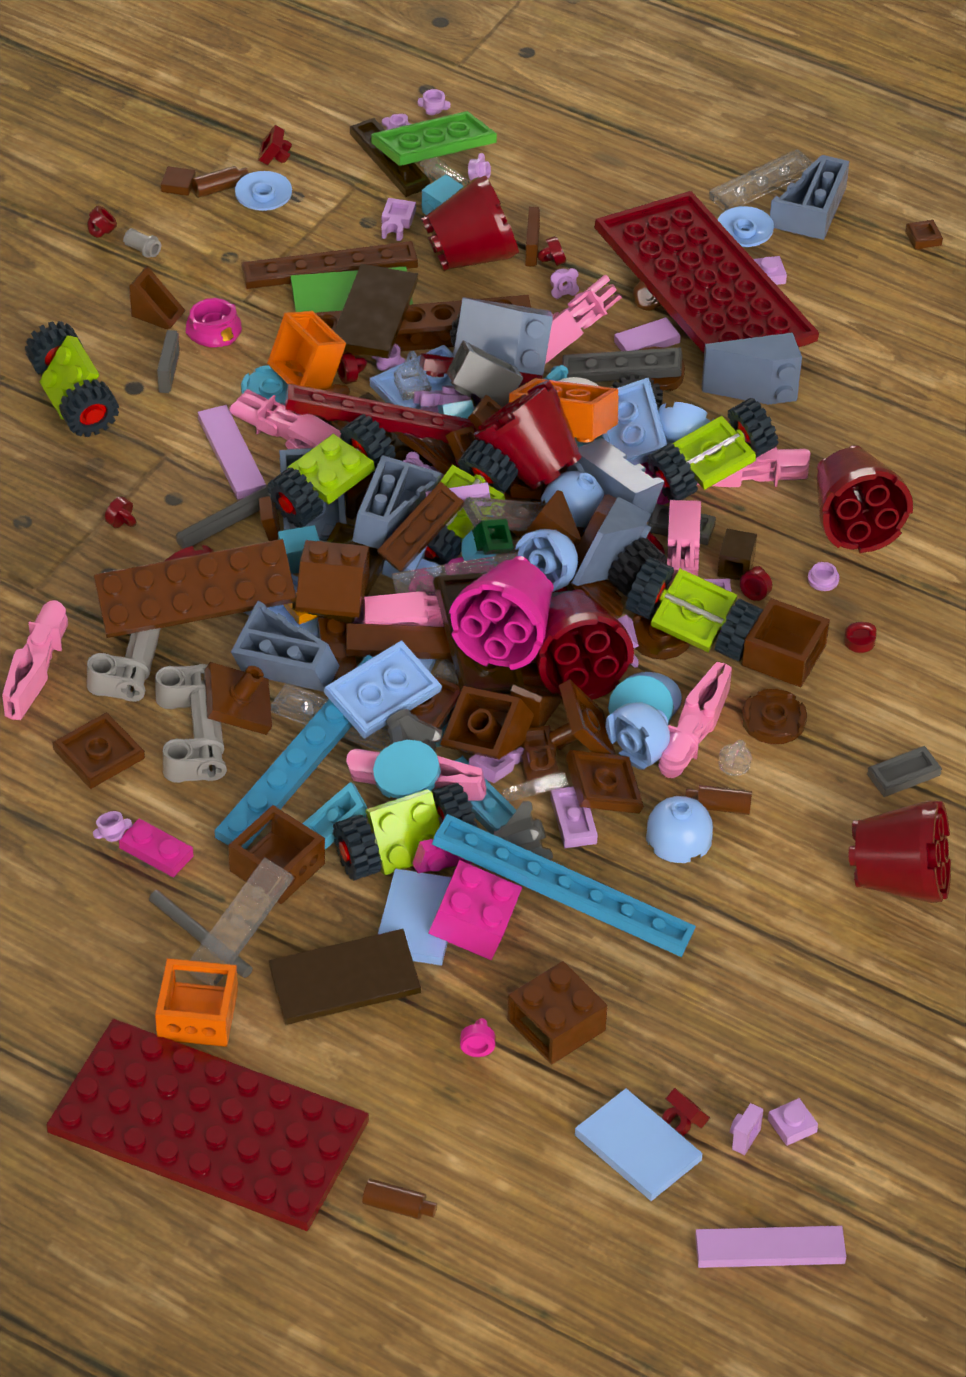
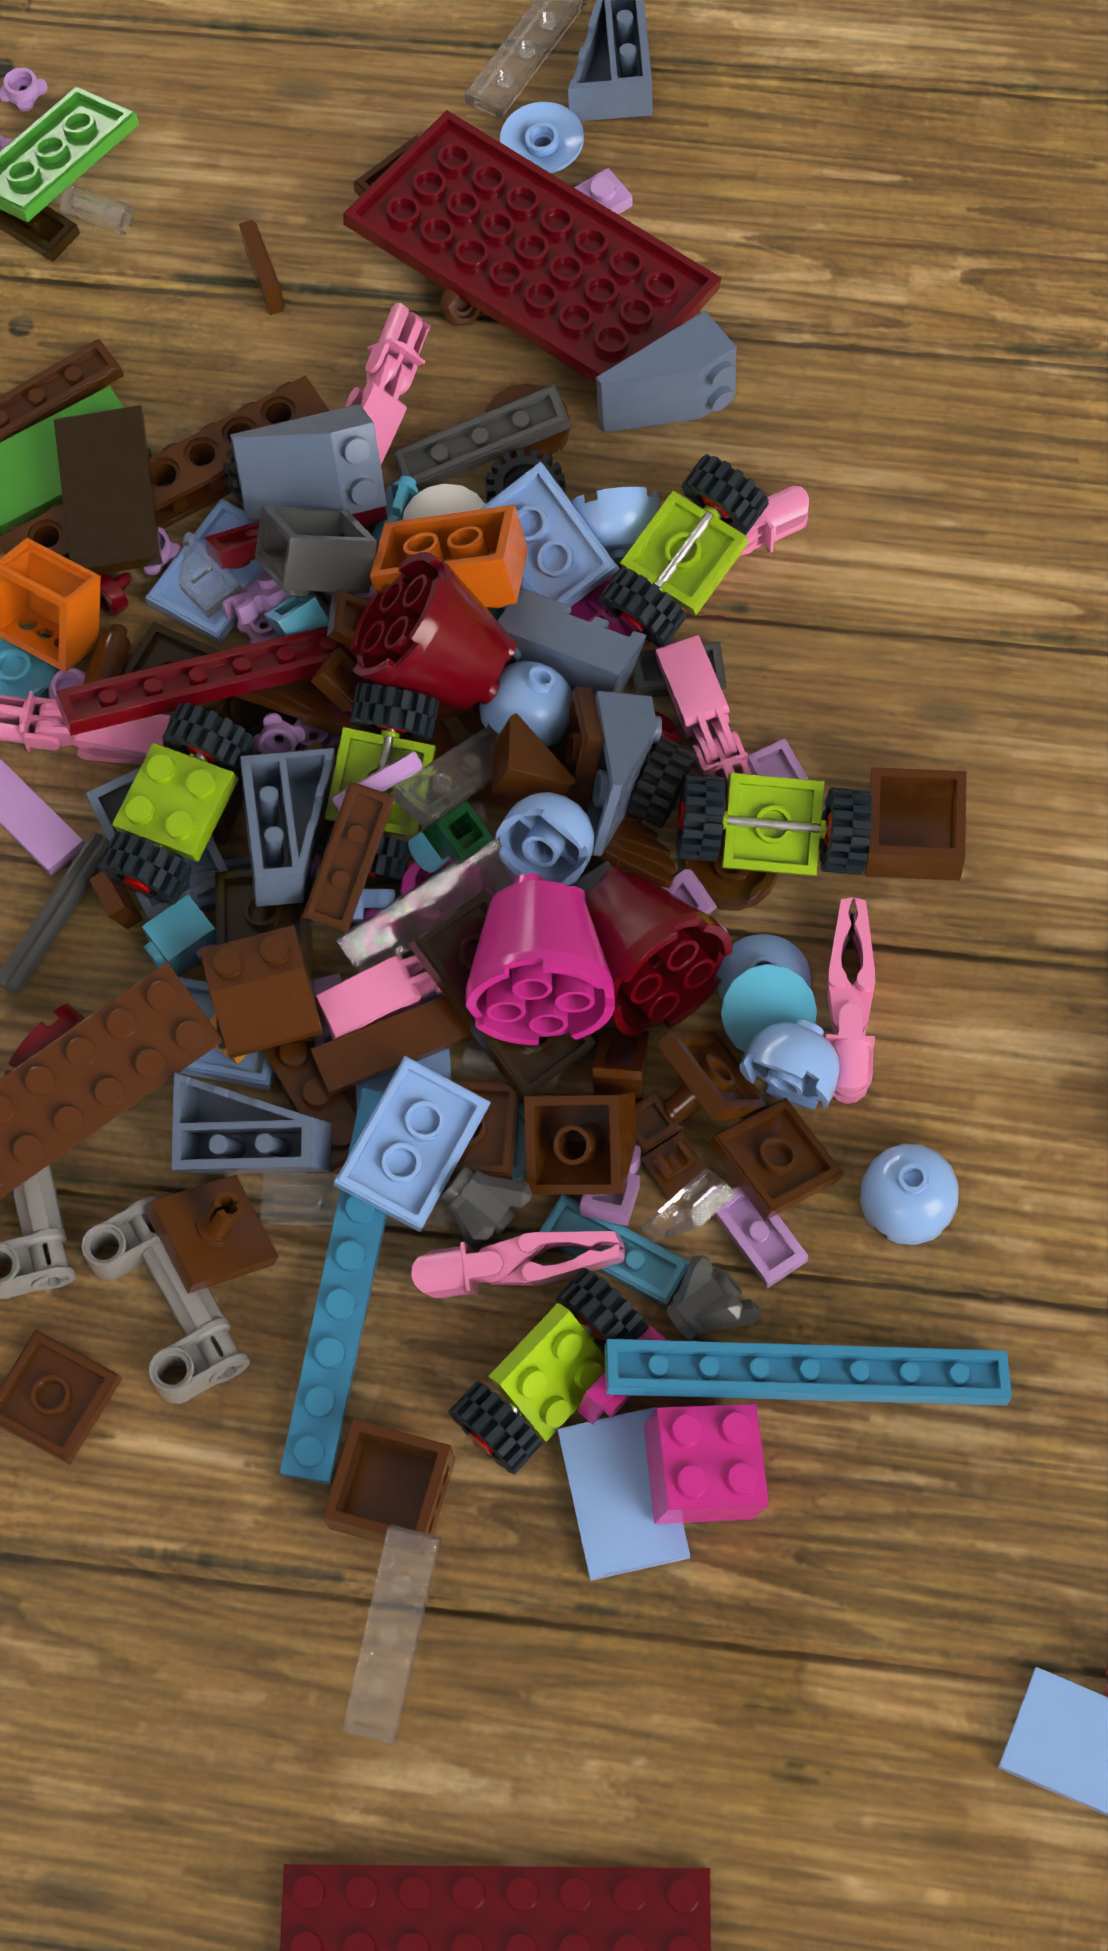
camera: 15 degrees left, 20 degrees up
(111, 826) = (123, 1523): lavender plate -> none
(156, 847) = (209, 1532): dark pink plate -> none
(191, 926) = (321, 1648): dark grey bar -> none
(195, 1010) = (393, 1796): orange piece -> none
(340, 807) = (439, 1385): medium azure slope -> none
(344, 976) = (572, 1648): dark brown tile -> none
(396, 216) = (60, 305): lavender plate -> none
(406, 768) = (511, 1276): medium azure tile -> none
(438, 192) = (111, 251): medium azure brick -> none
(470, 227) = (175, 293): dark red cone -> none
(477, 1039) = (803, 1677): dark pink tile -> none
(479, 167) = (137, 181): lavender plate -> none
(553, 251) = (303, 281): dark red tile -> none
(561, 276) = (339, 328): lavender plate -> none
(561, 1009) = (890, 1584): reddish brown piece -> none
(656, 333) = (490, 373): lavender tile -> none
(722, 799) = (941, 1117): reddish brown cylinder -> none
(735, 758) = (927, 1038): clear tile -> none
(736, 554) = (779, 696): dark brown brick -> none
(756, 584) = (826, 733): dark red tile -> none
(774, 716) = (945, 943): reddish brown tile -> none
(823, 576) = (907, 683): lavender plate -> none
(860, 637) = (999, 762): dark red tile -> none
(861, 500) = (909, 543): dark red cone -> none
(924, 234) = (780, 54): reddish brown tile -> none

